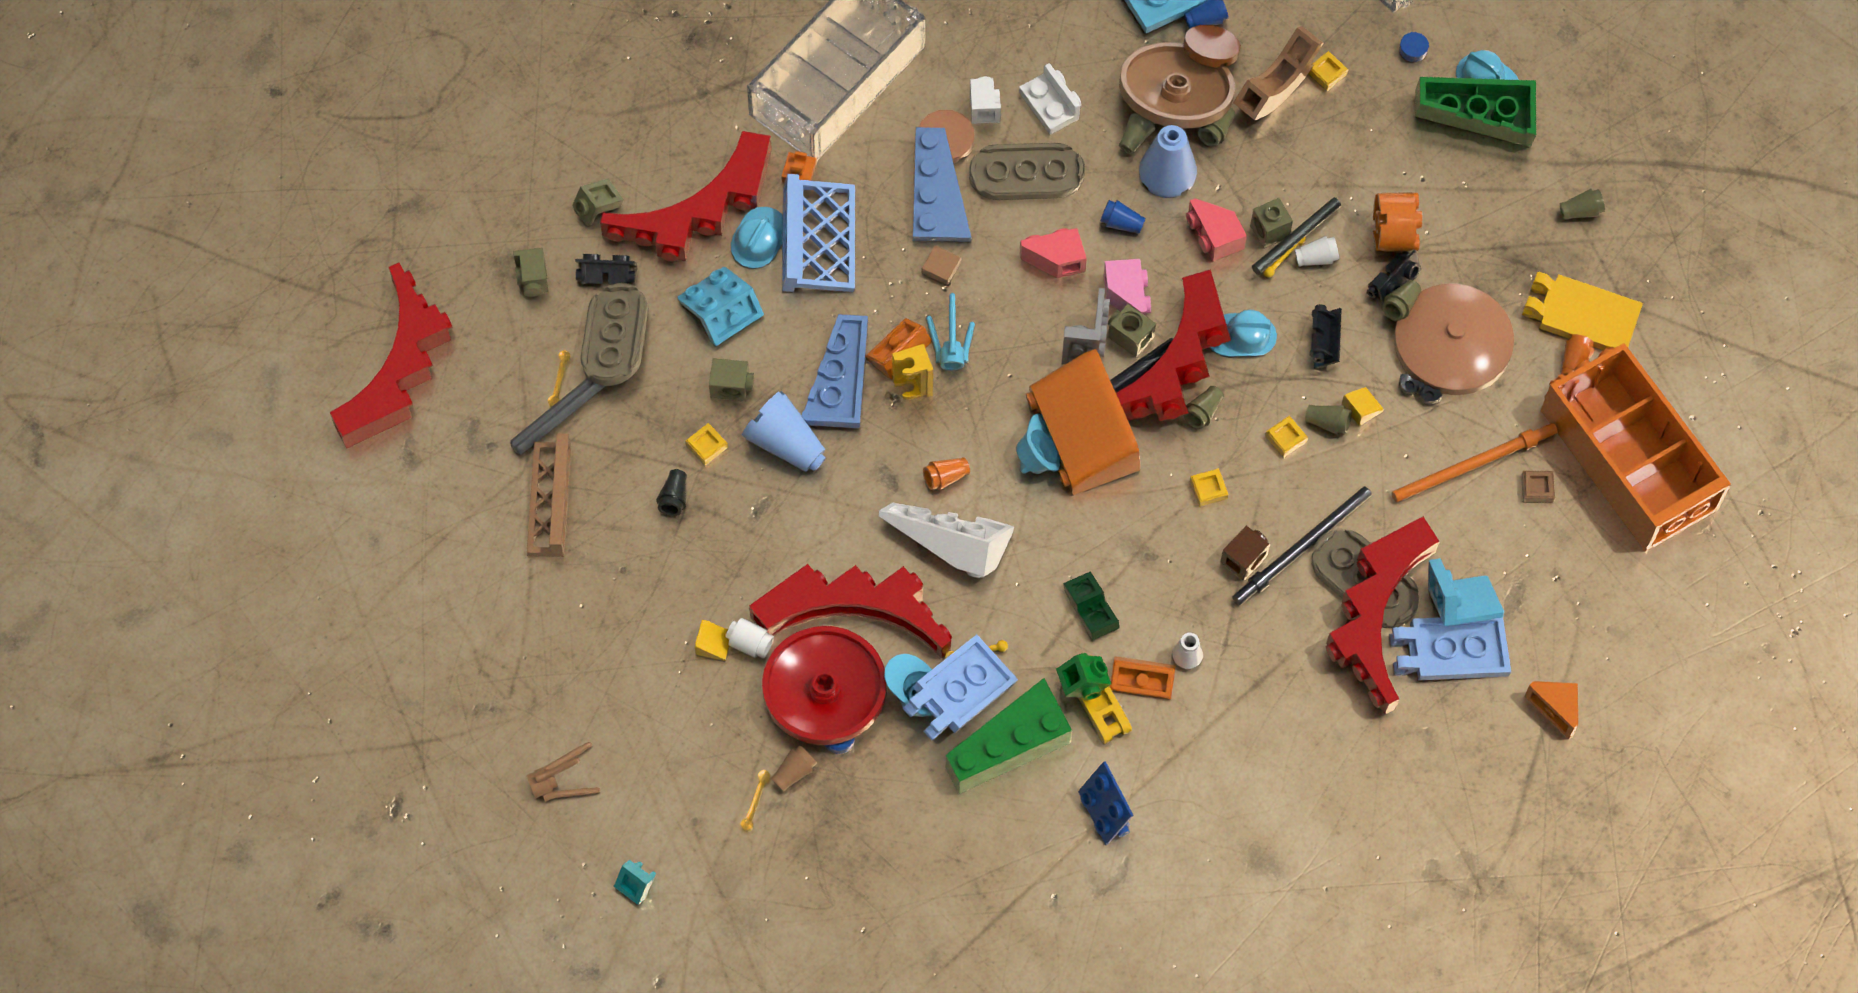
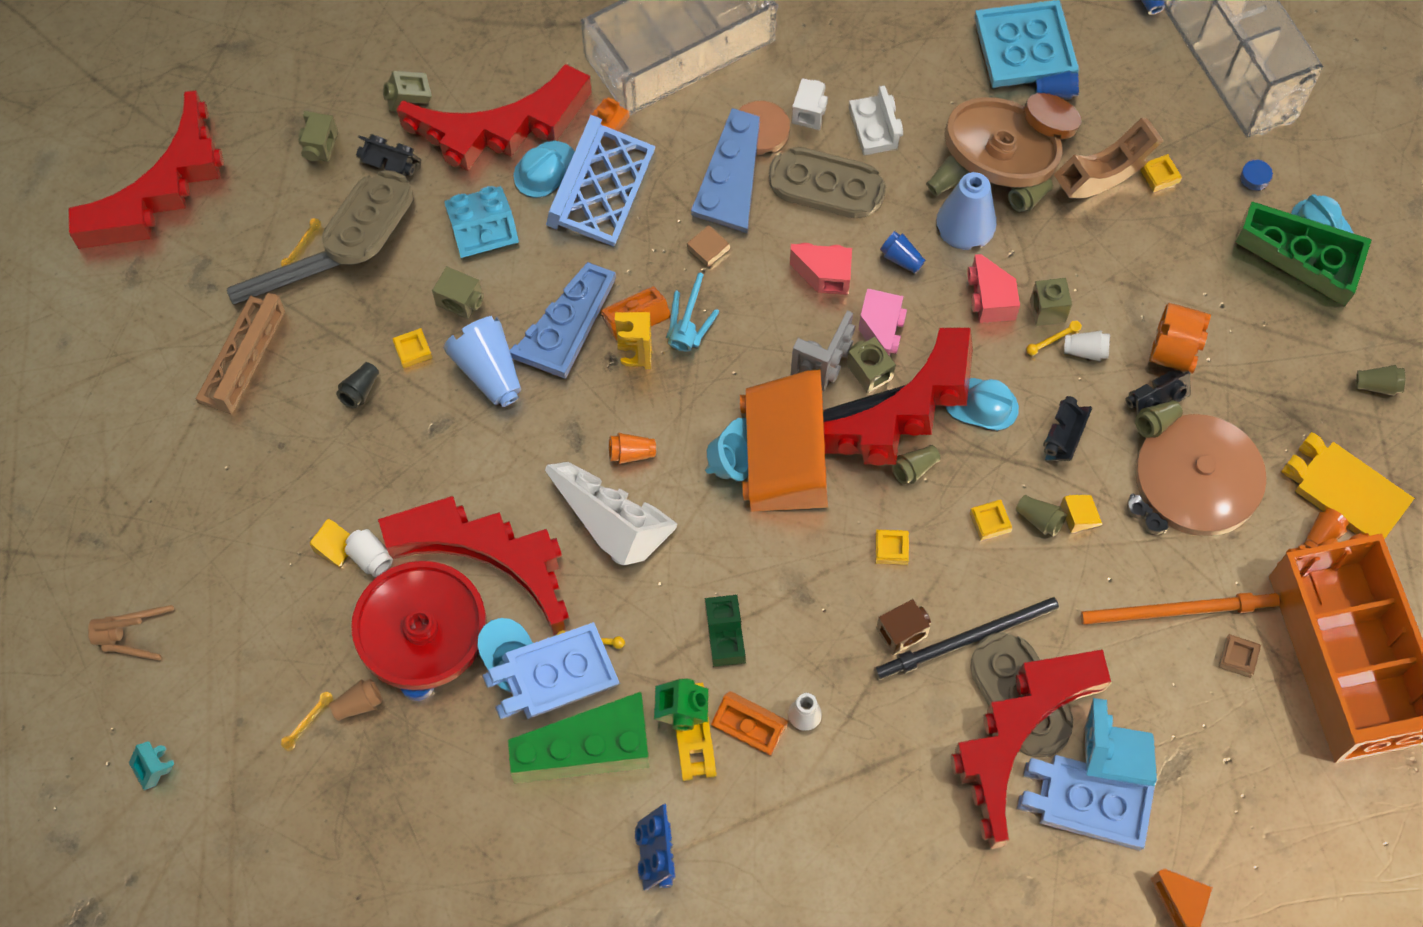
camera: 20 degrees right, 0 degrees up
(1294, 237) = (1071, 322): pearl dark grey bar -> none

